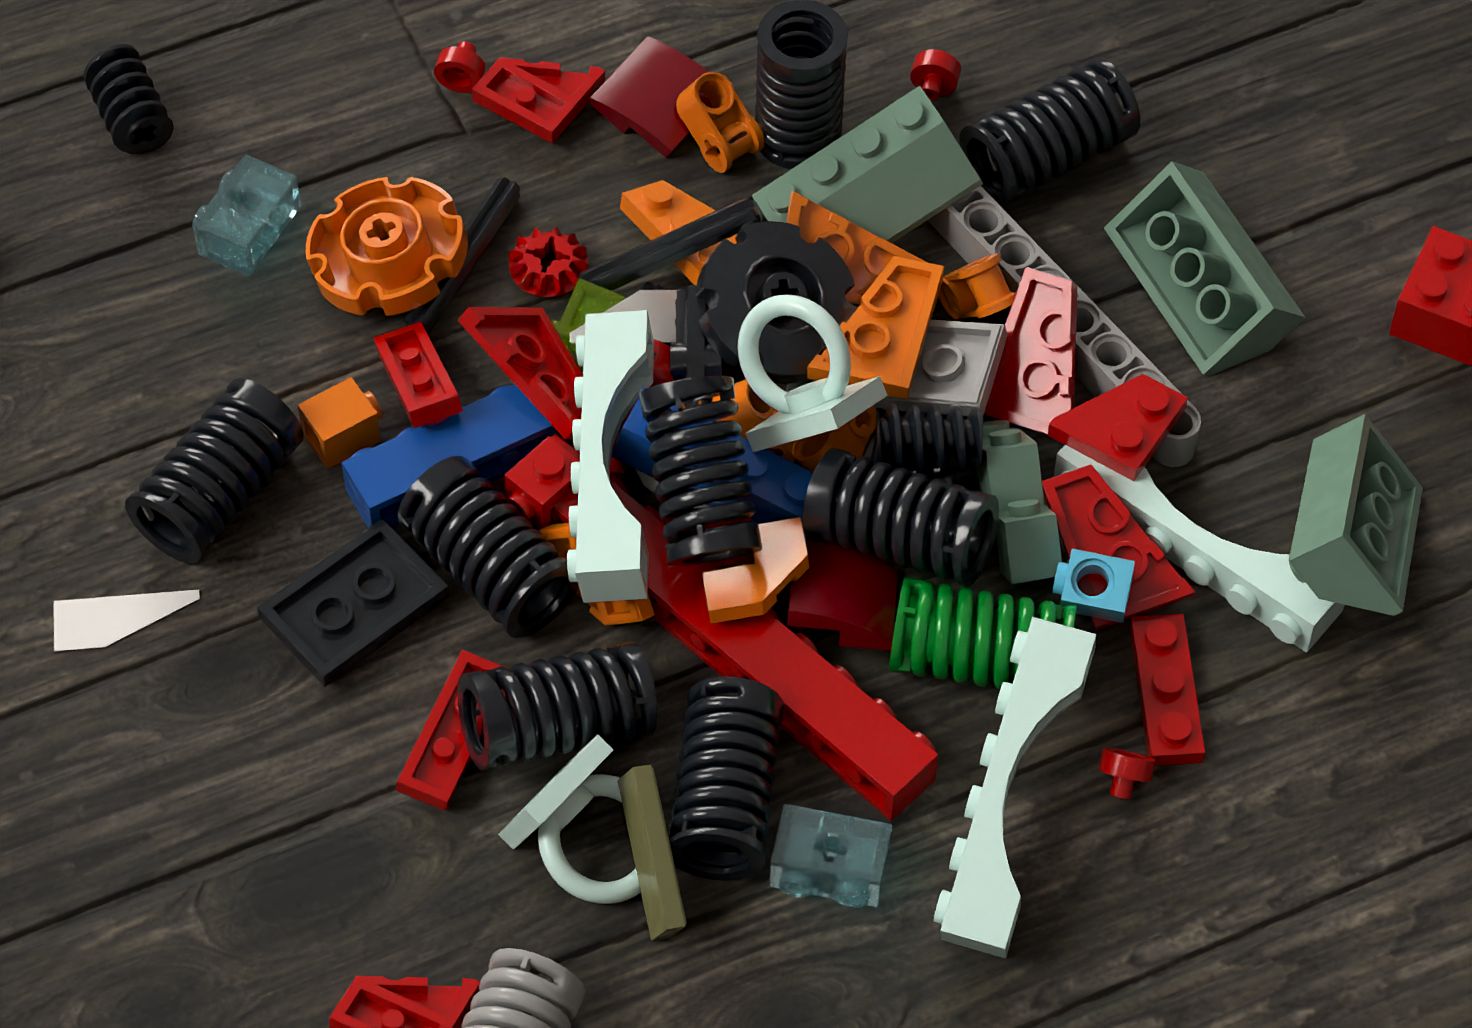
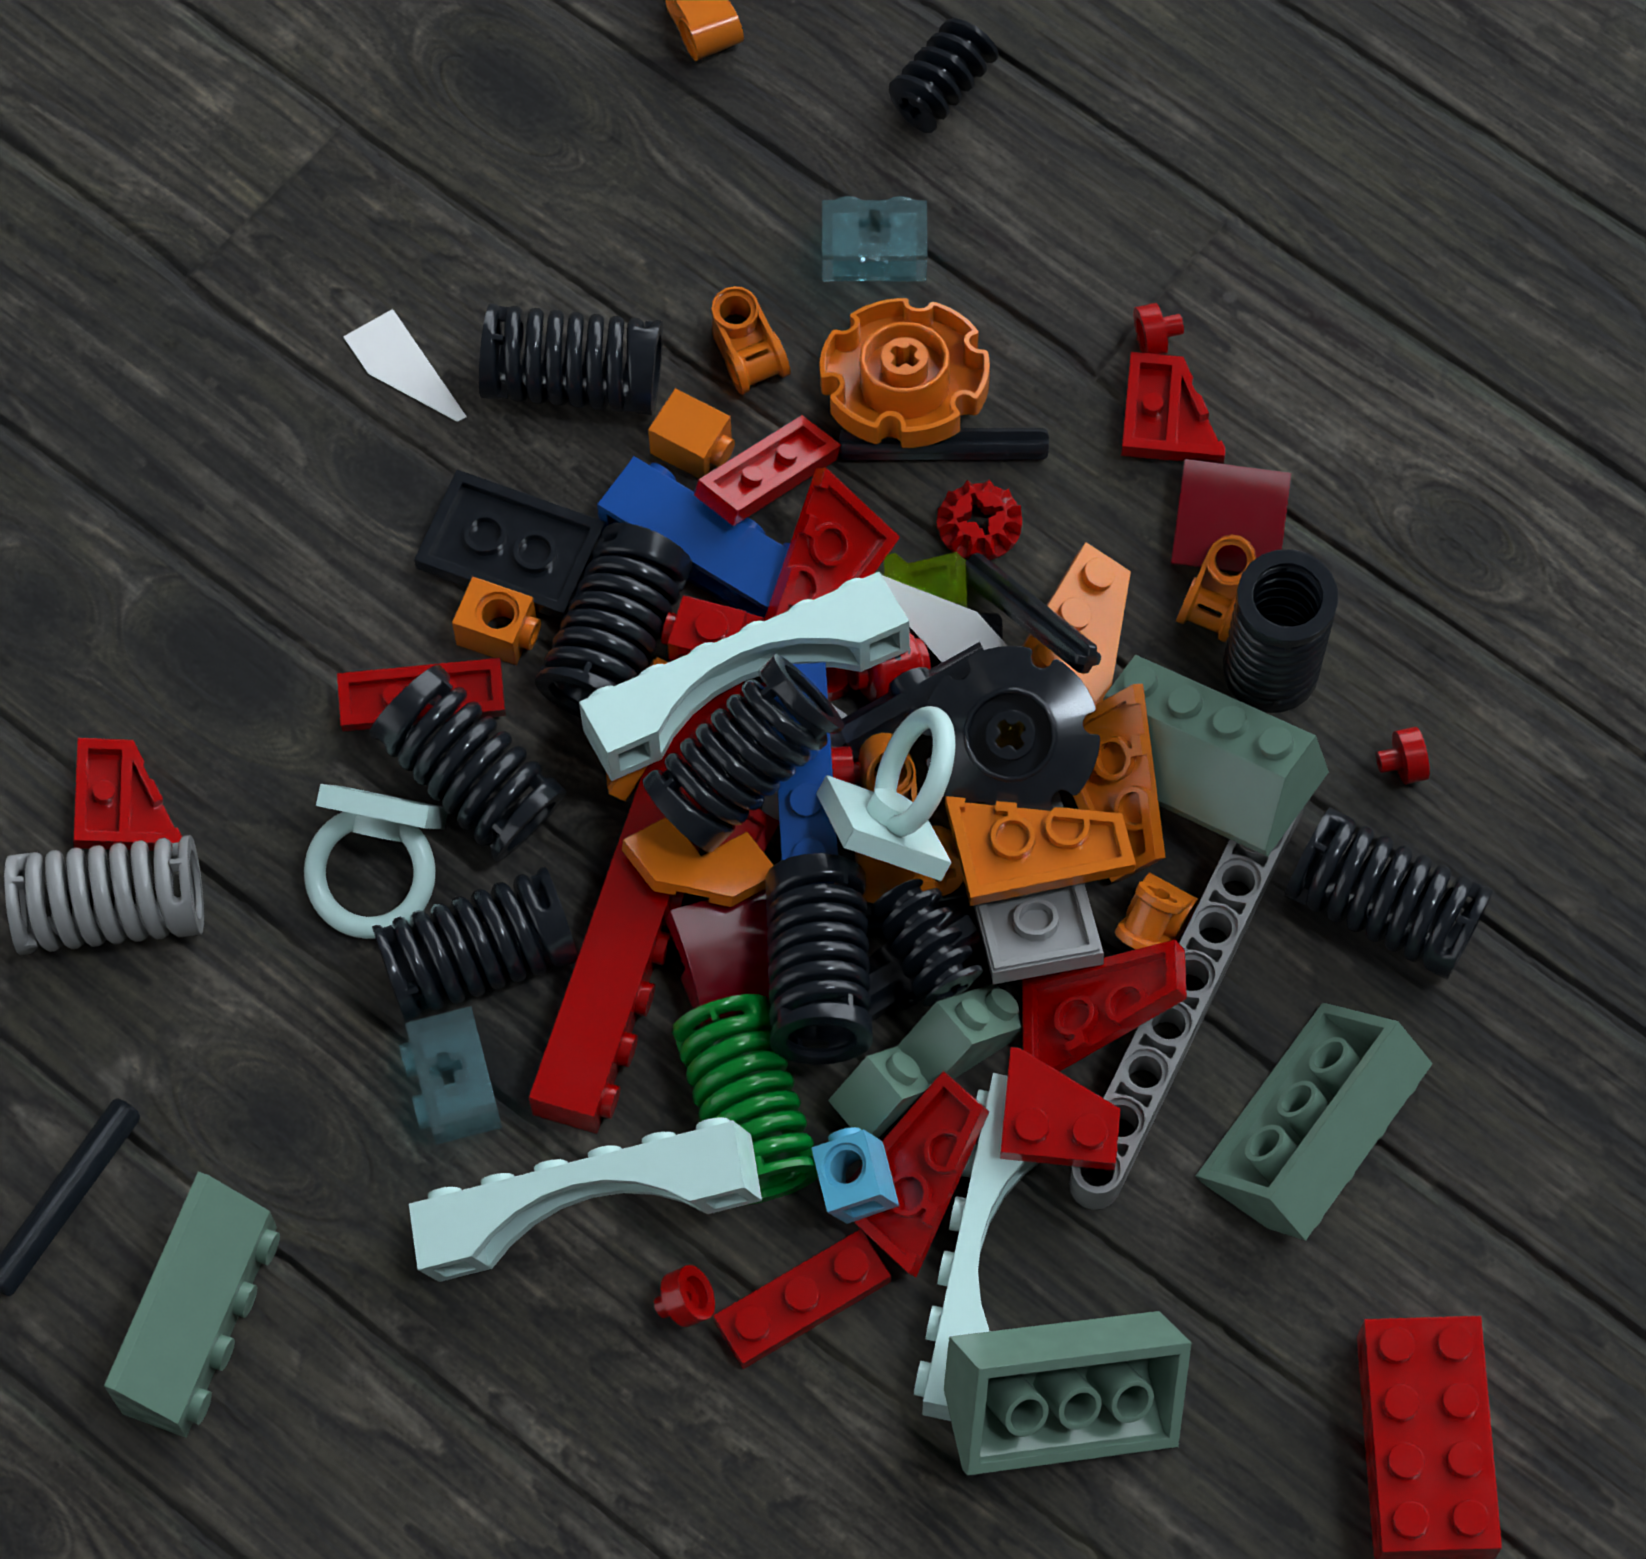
camera: 65 degrees right, 10 degrees up
(278, 345) = (749, 348): none -> orange piece
(416, 660) = (488, 601): none -> orange brick
(652, 852) = (363, 917): olive tile -> none

